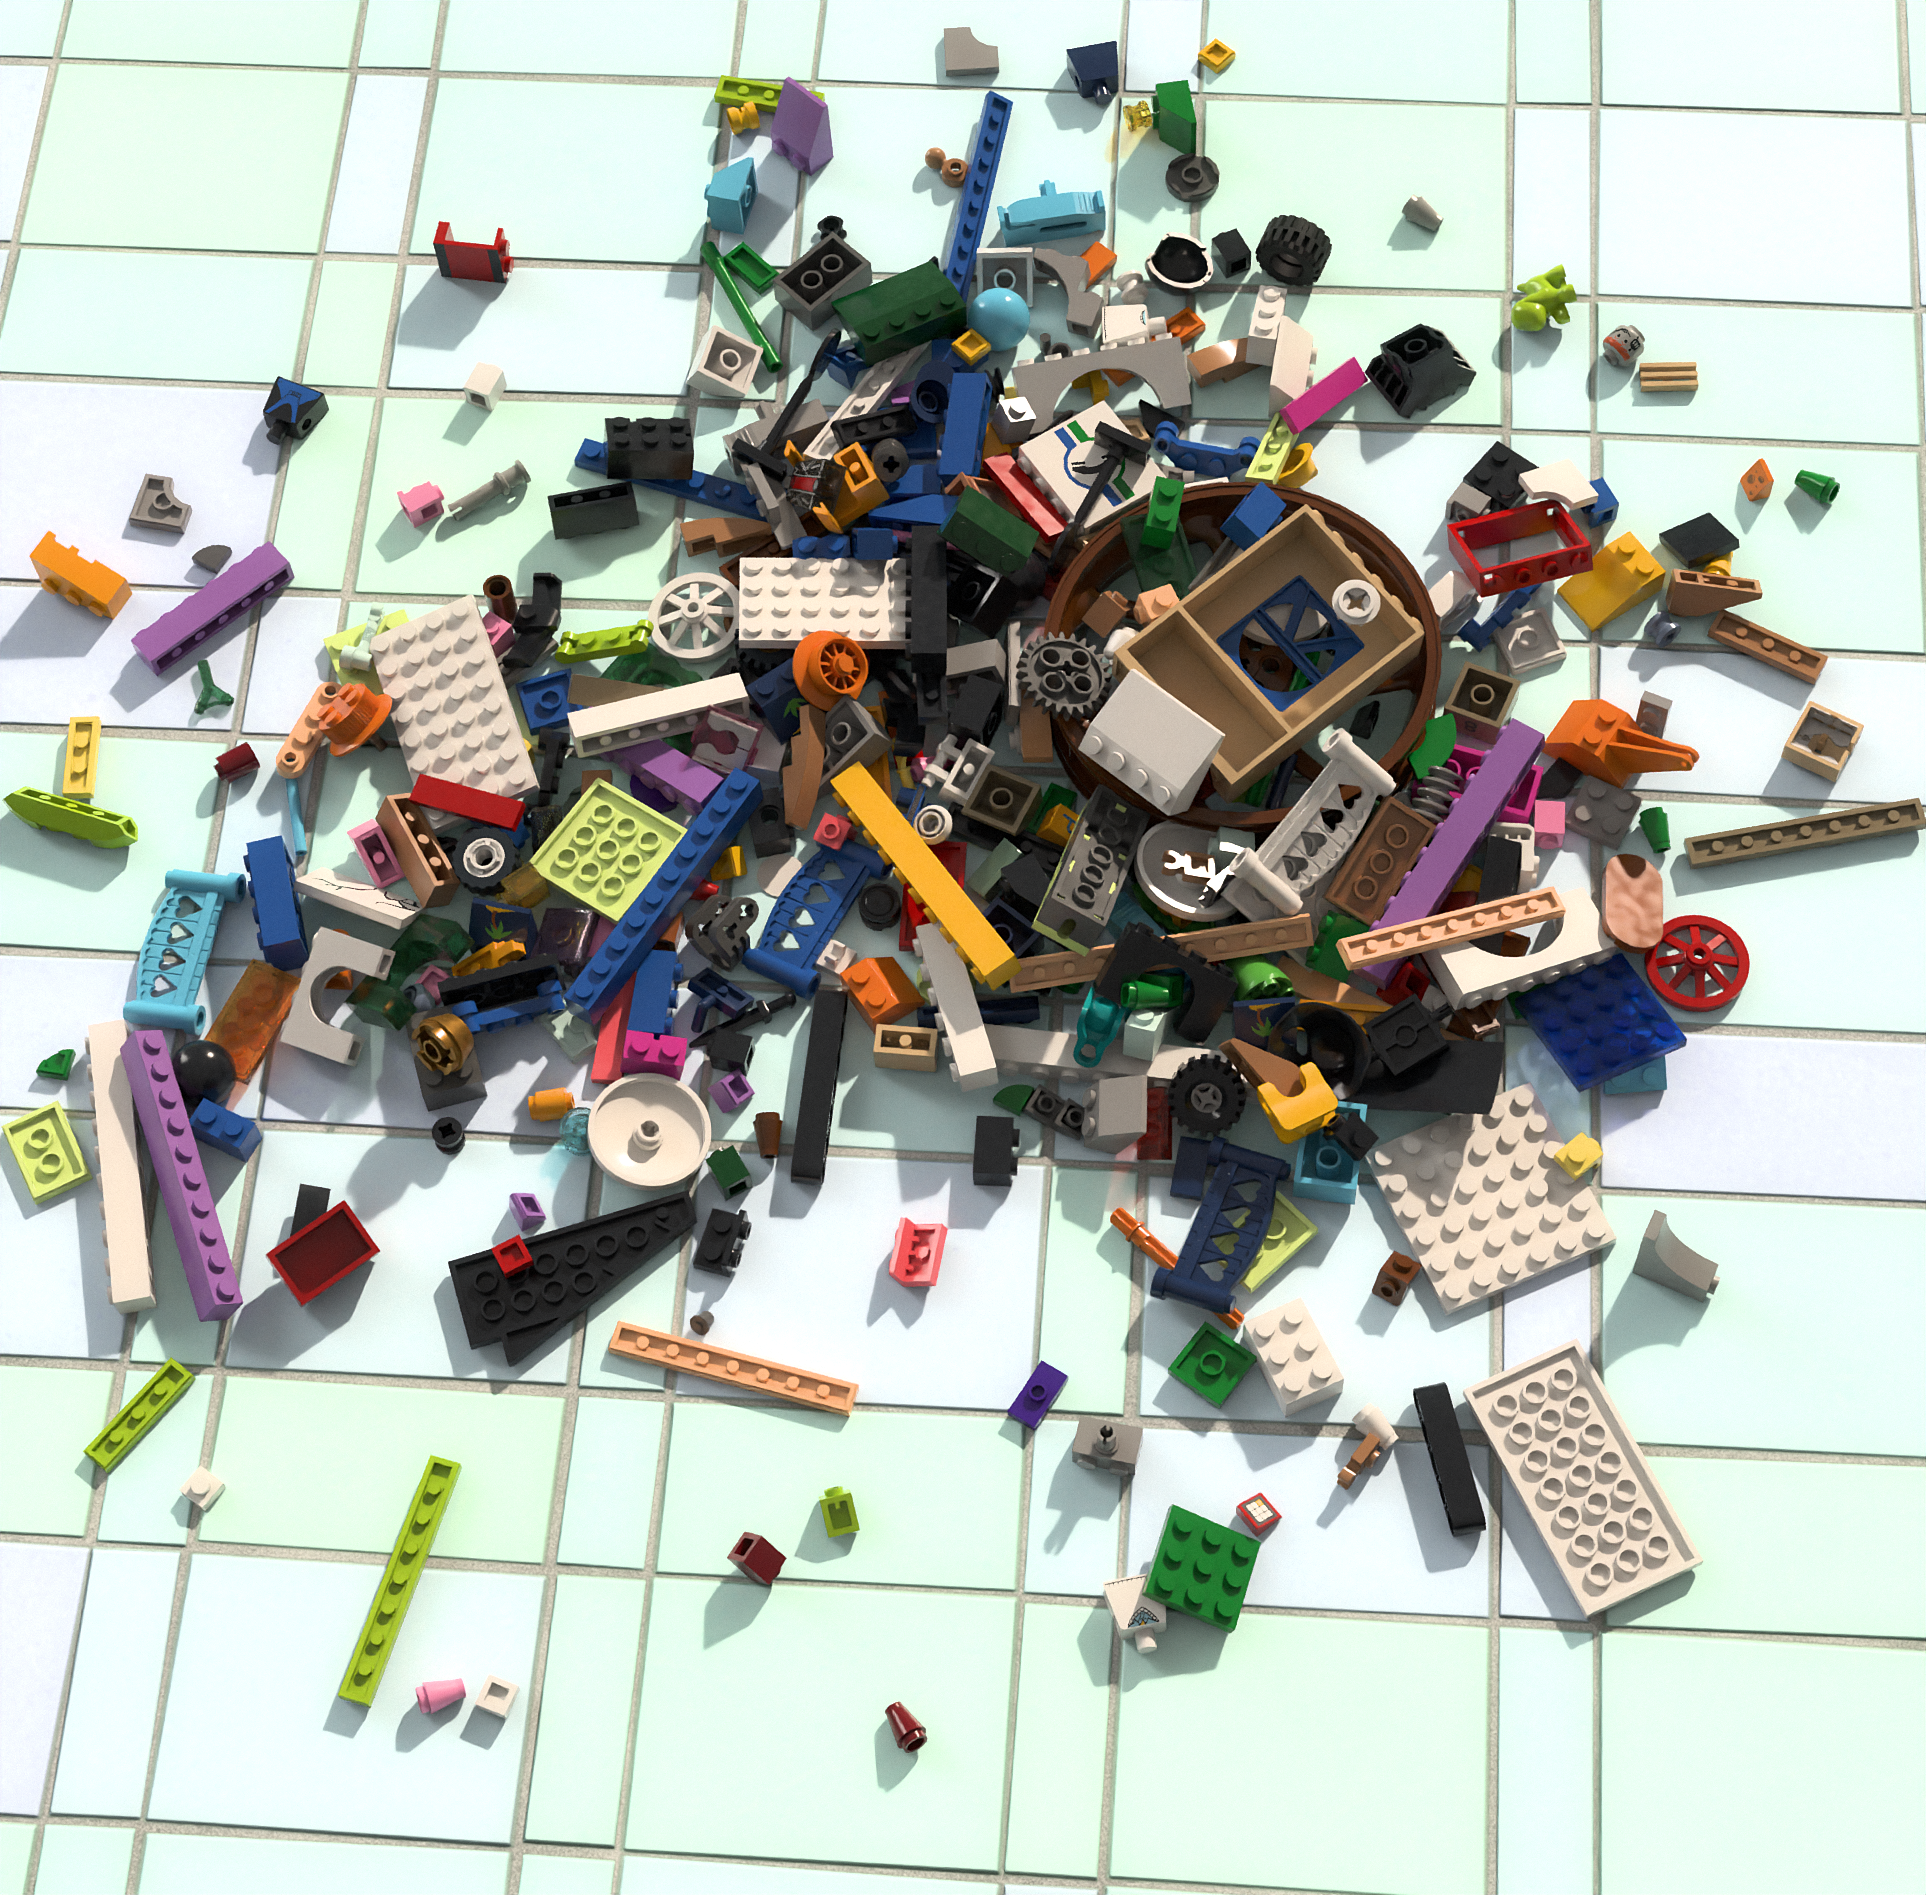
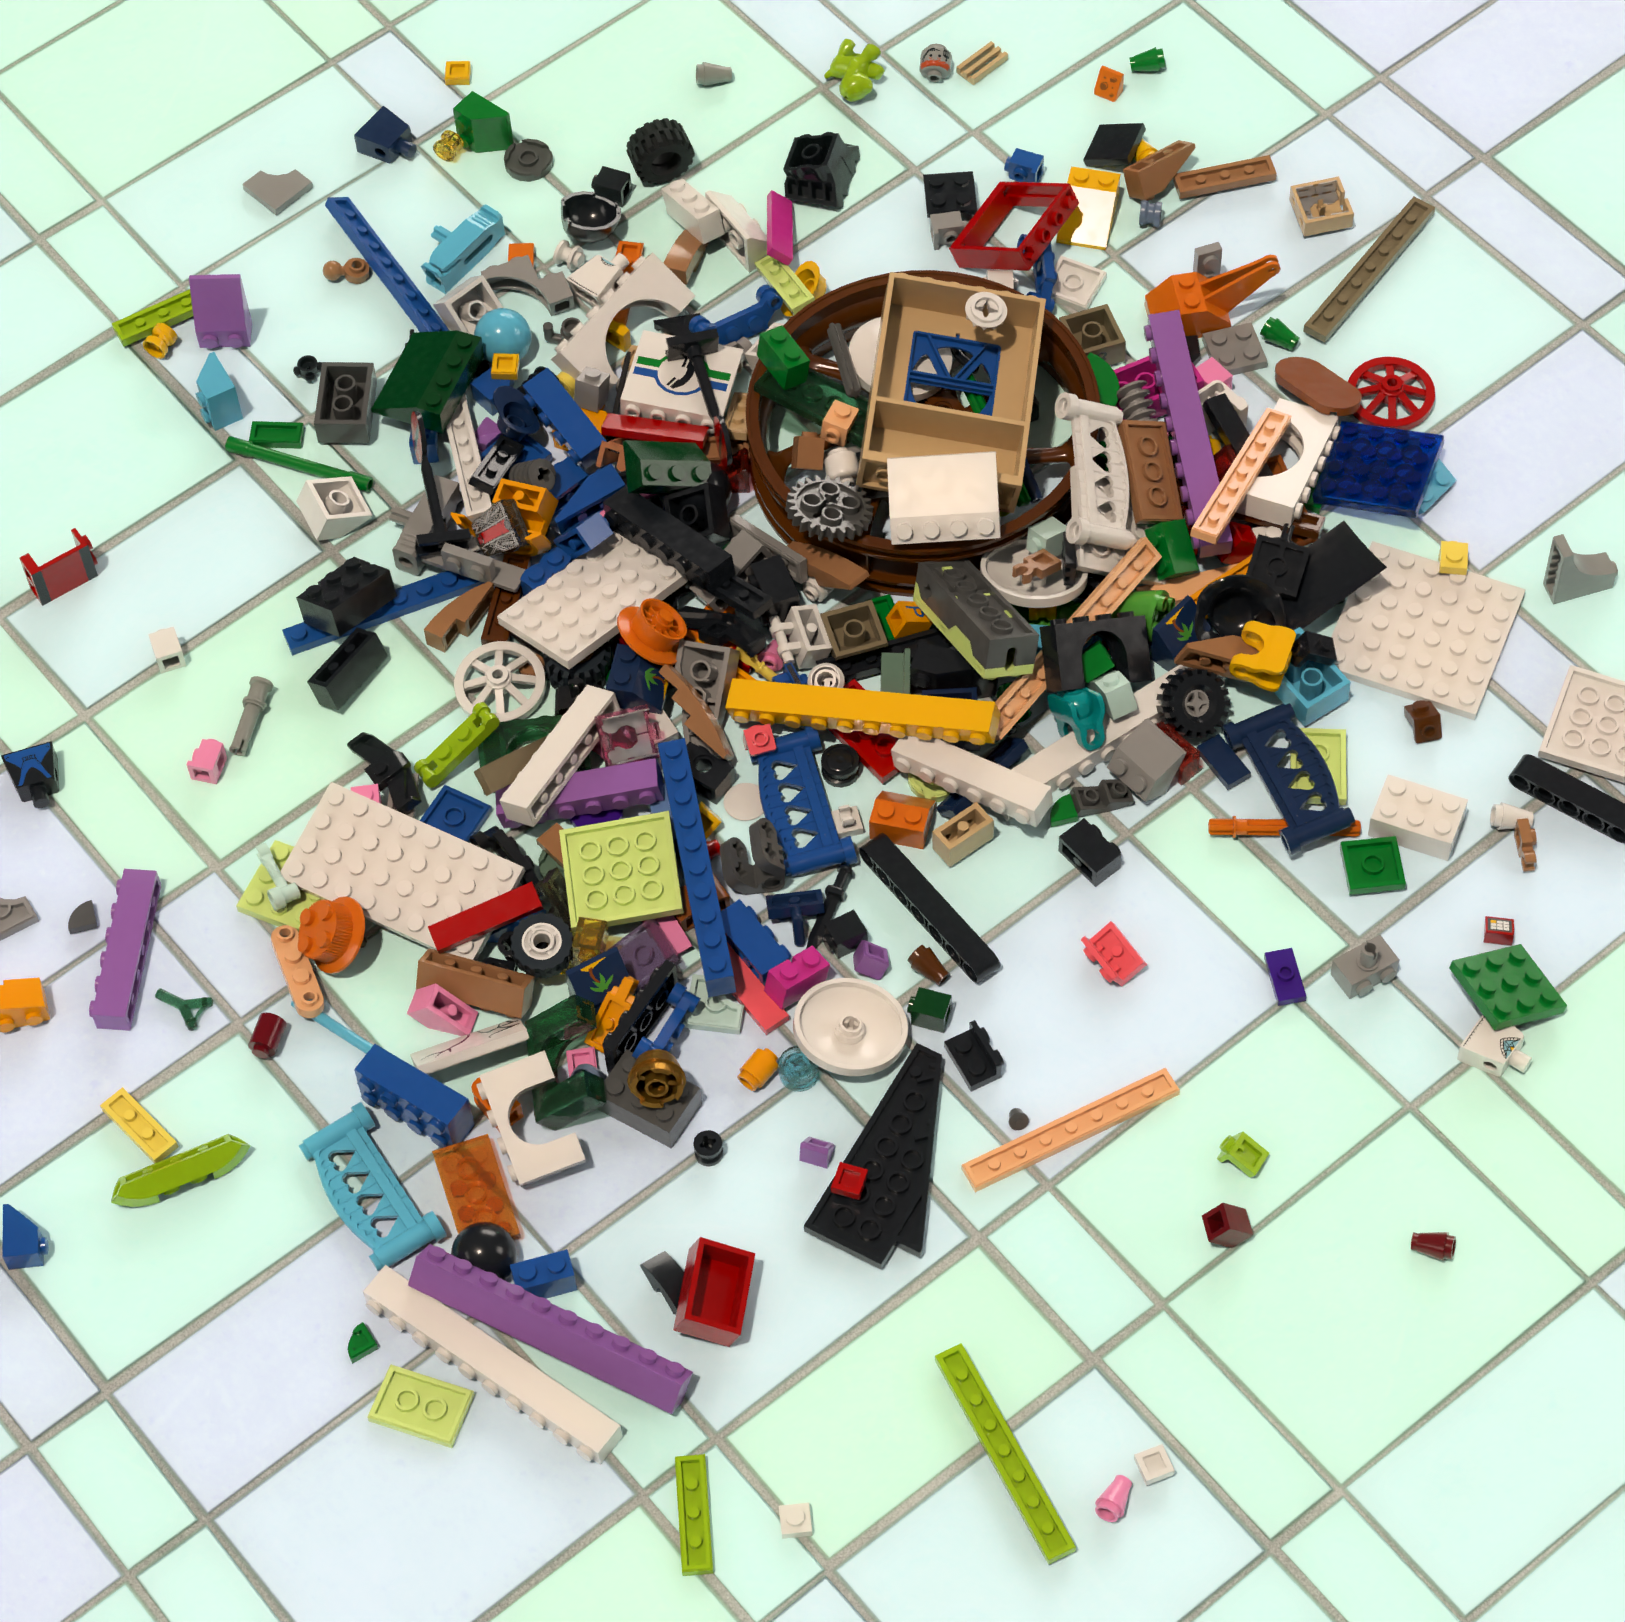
camera: 45 degrees left, 5 degrees down
(500, 597) = (349, 769): reddish brown pin -> none
(1142, 995) = (1095, 668): green cone -> none
(1254, 516) = (842, 319): blue brick -> none
(1560, 483) = (996, 168): white tile -> none

